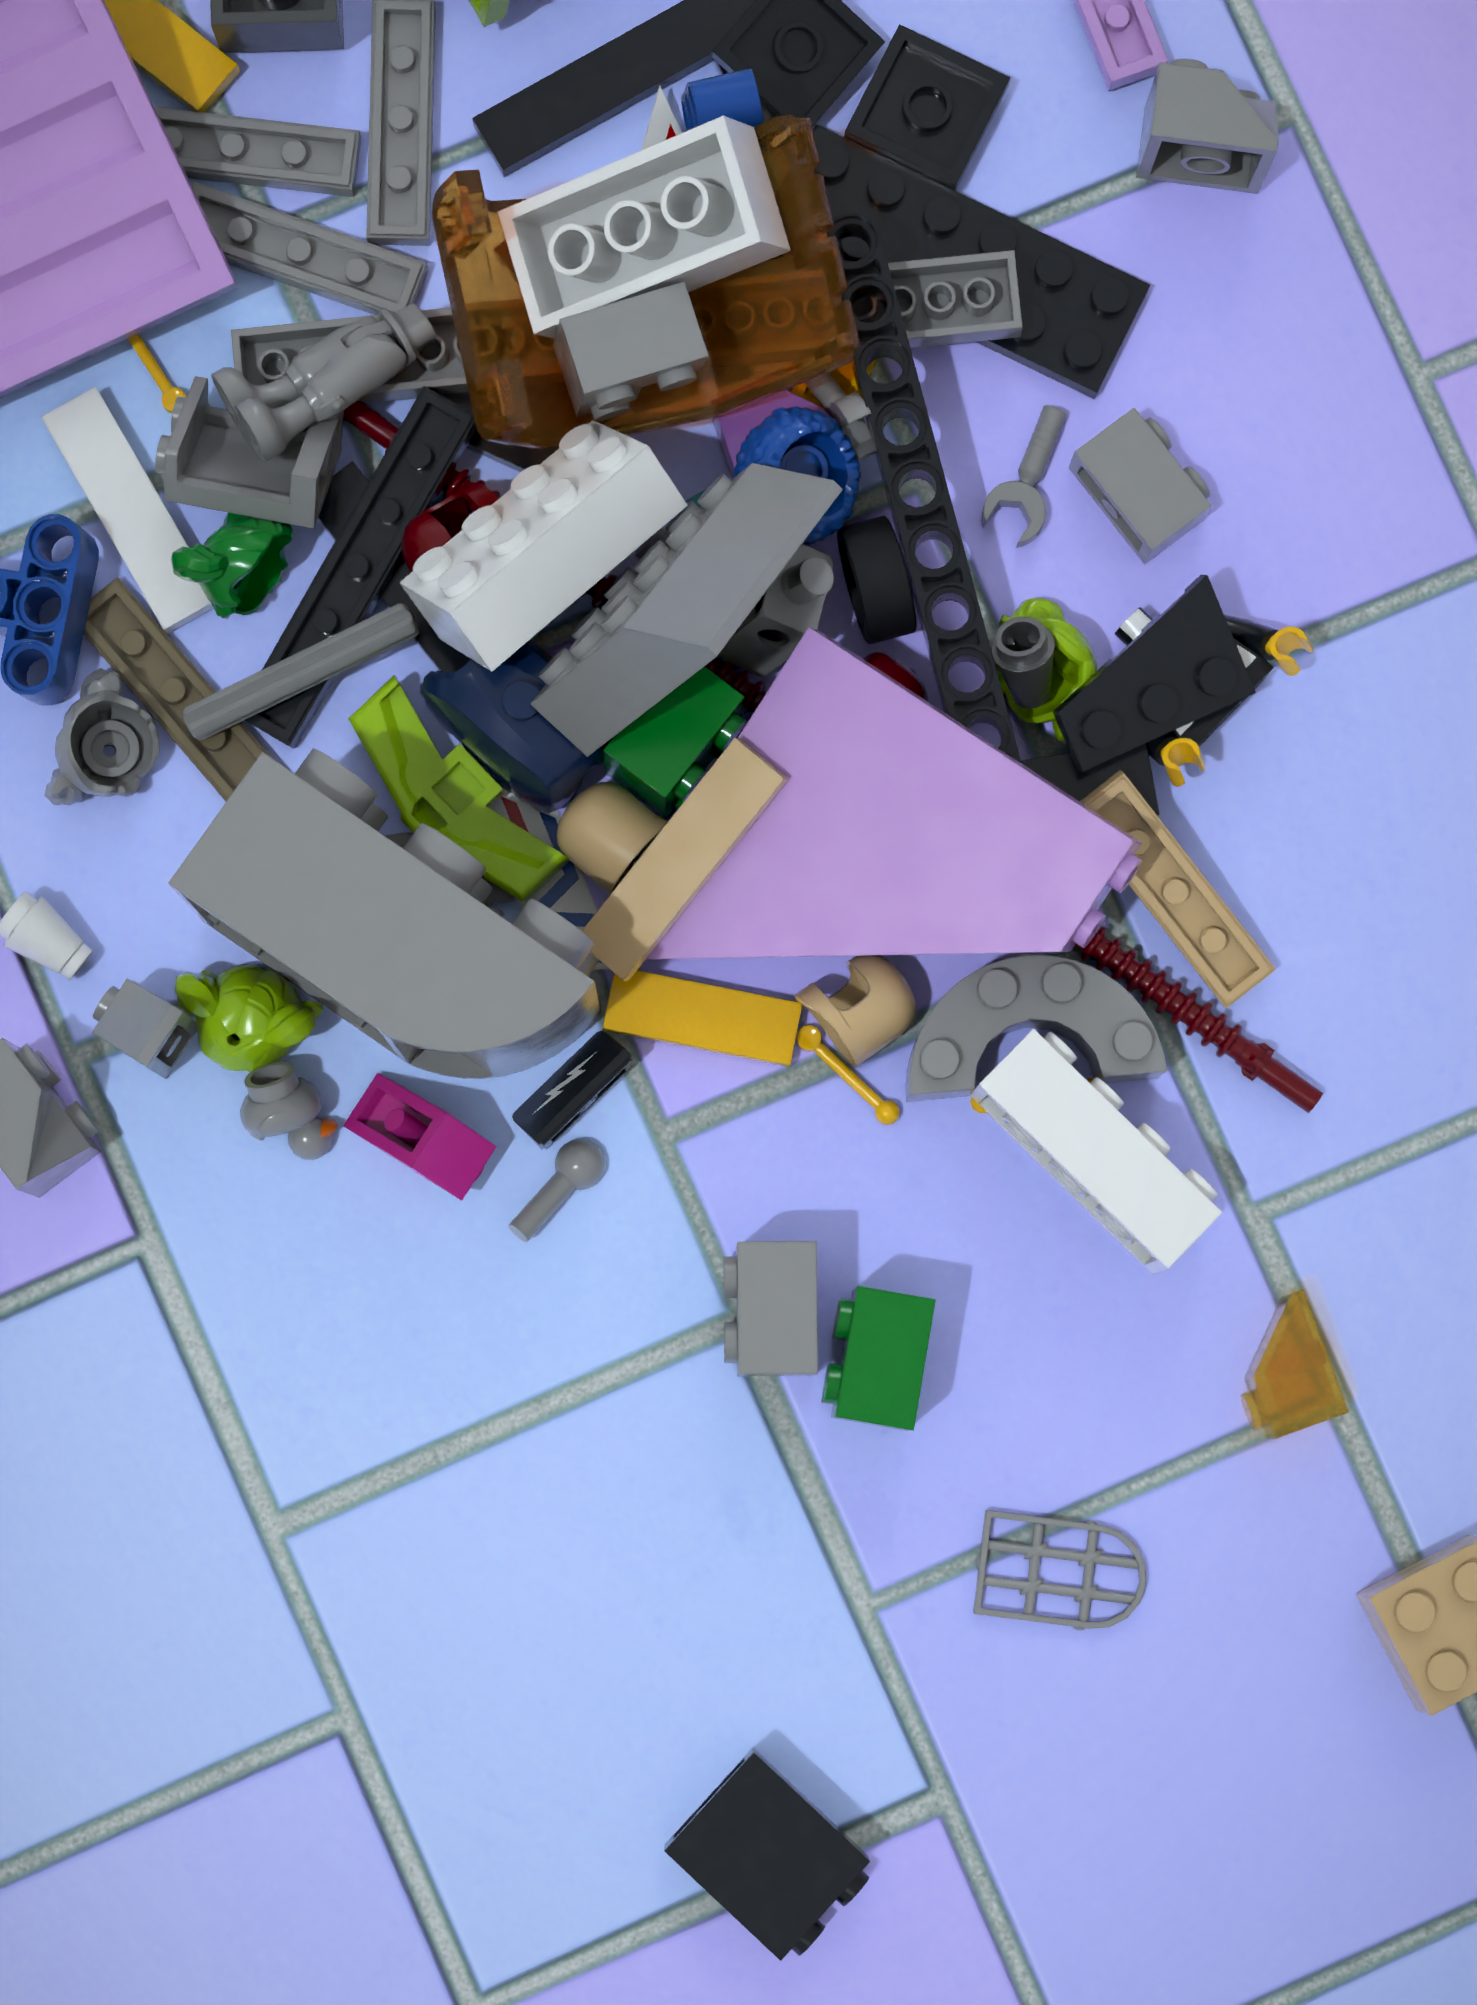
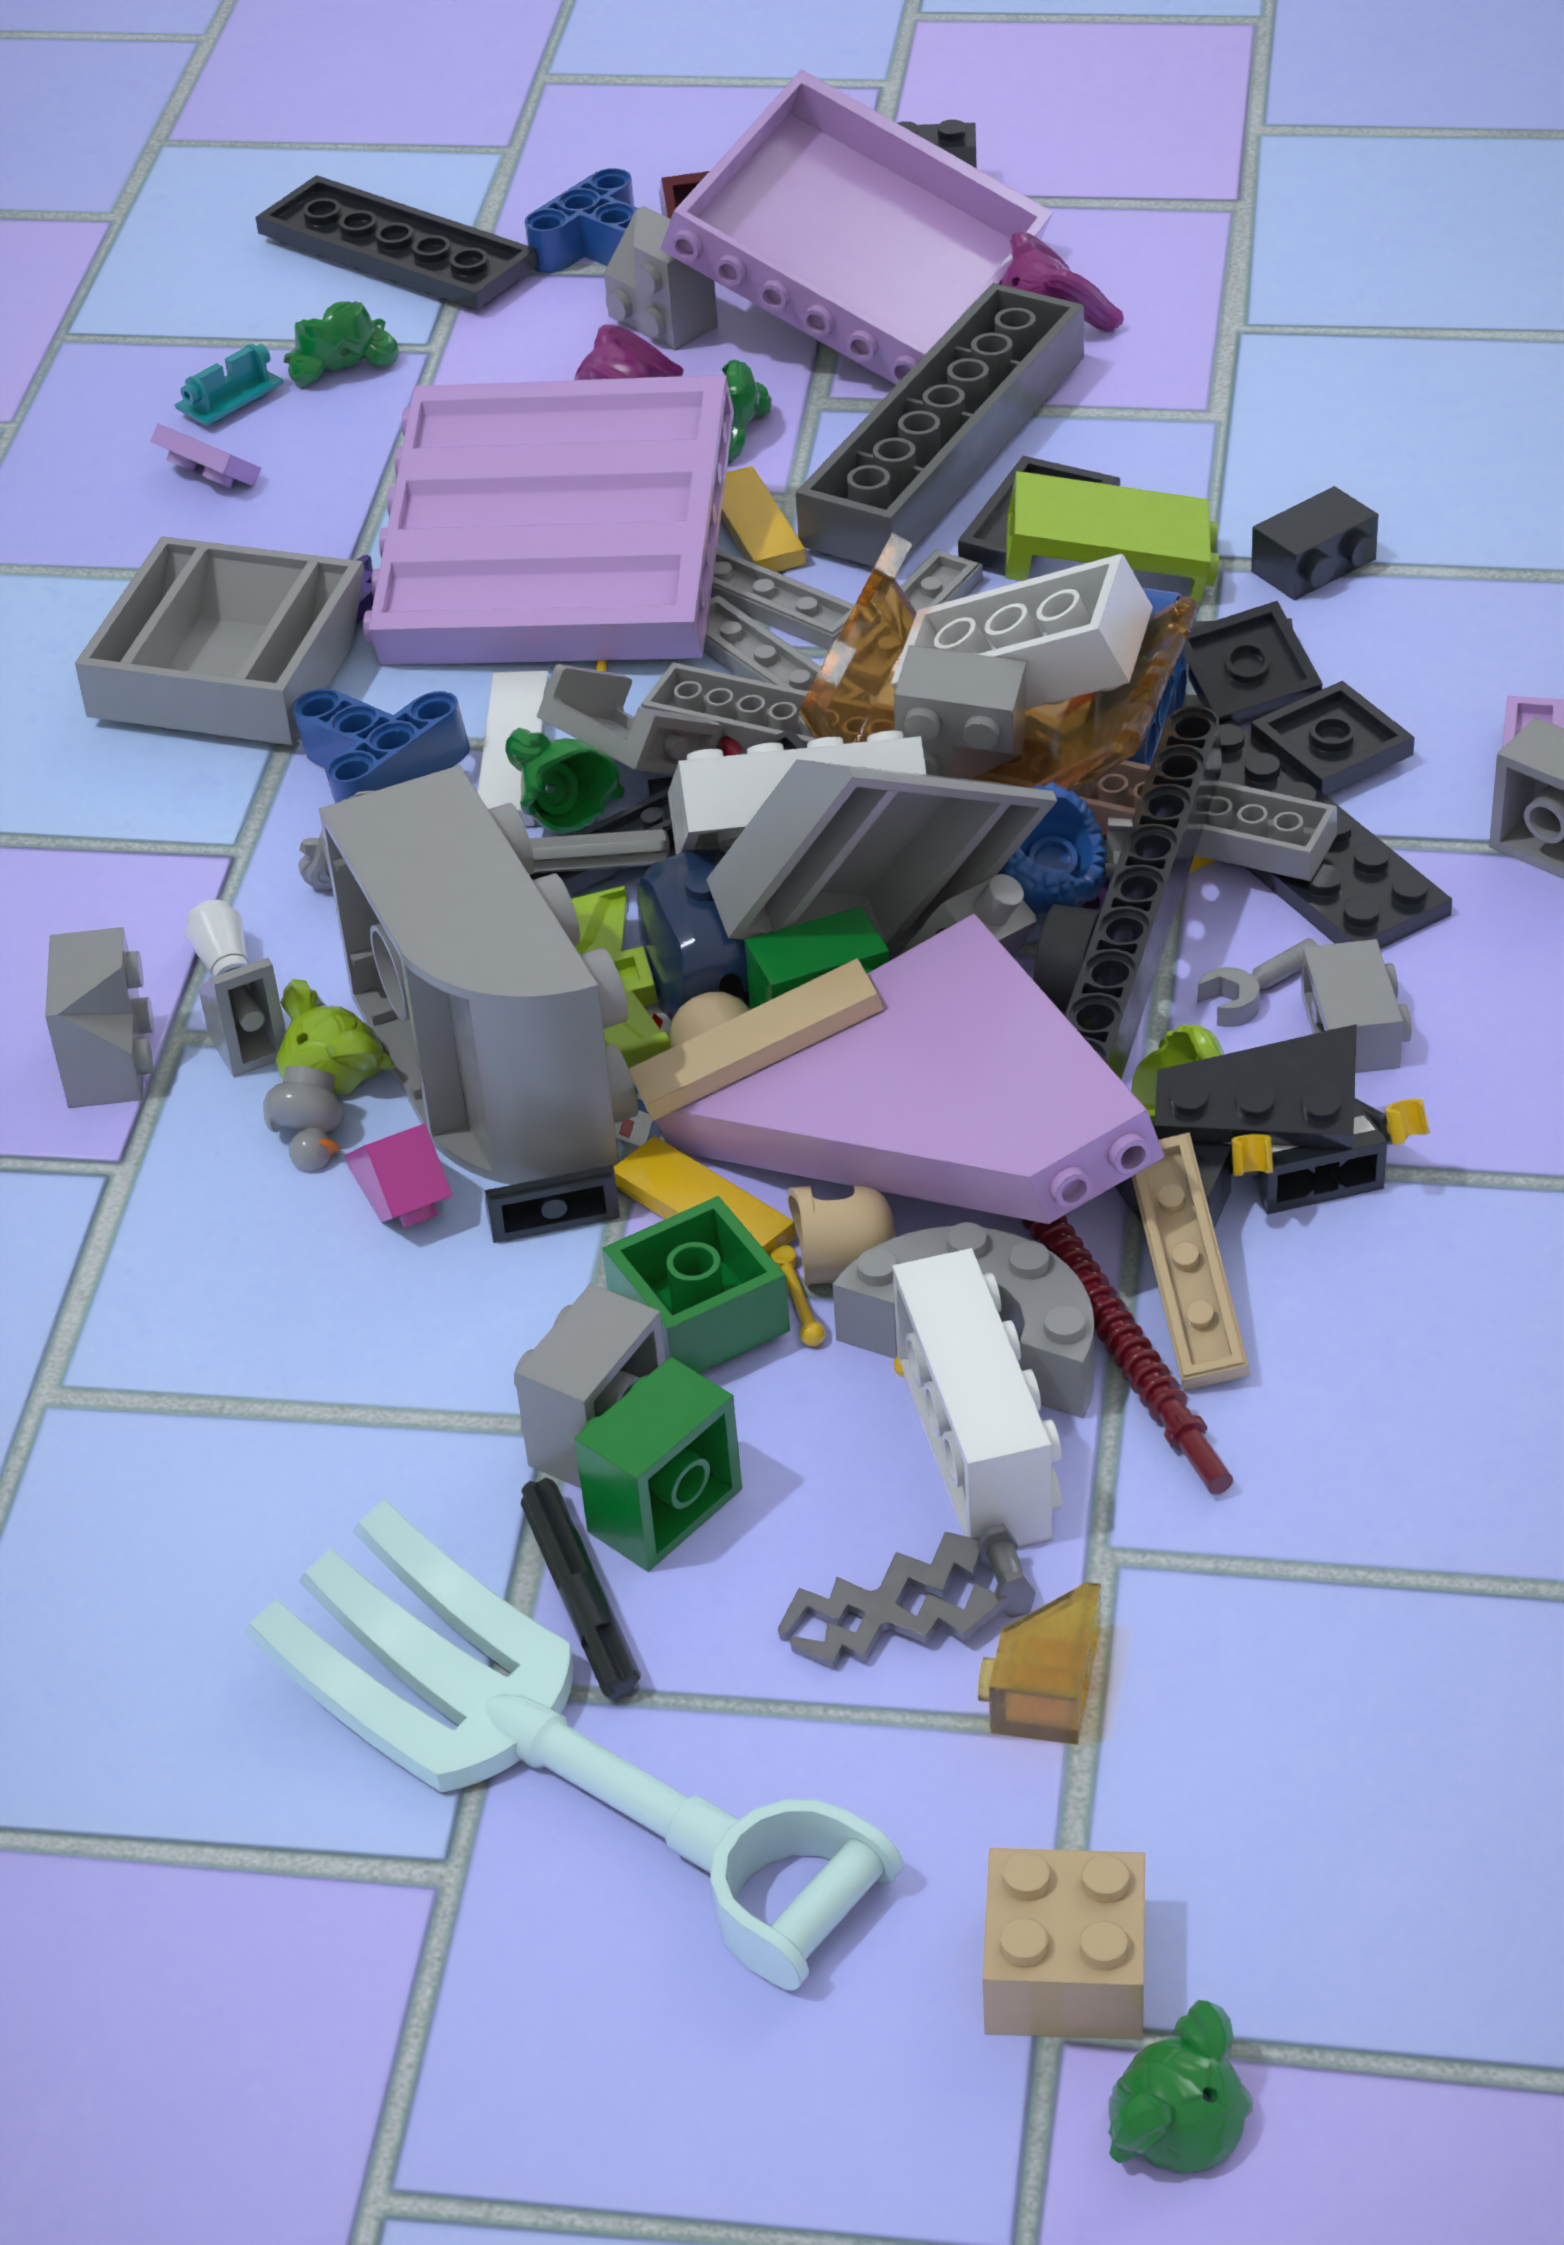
camera: 40 degrees right, 40 degrees down
(323, 378) = (713, 690): light grey piece -> none
(577, 1166) = (511, 1261): light grey bar -> none
(769, 1856) = (246, 1813): black brick -> none
(782, 1143) = (707, 1281): none -> green brick
(872, 1488) = (580, 1589): none -> black axle
(909, 1647) = (522, 1720): none -> light aqua piece
(1025, 660) = (1156, 1040): flat silver cone -> none
(1033, 1584) = (701, 1713): light grey window -> none
(1118, 1372) = (882, 1609): none -> flat silver piece

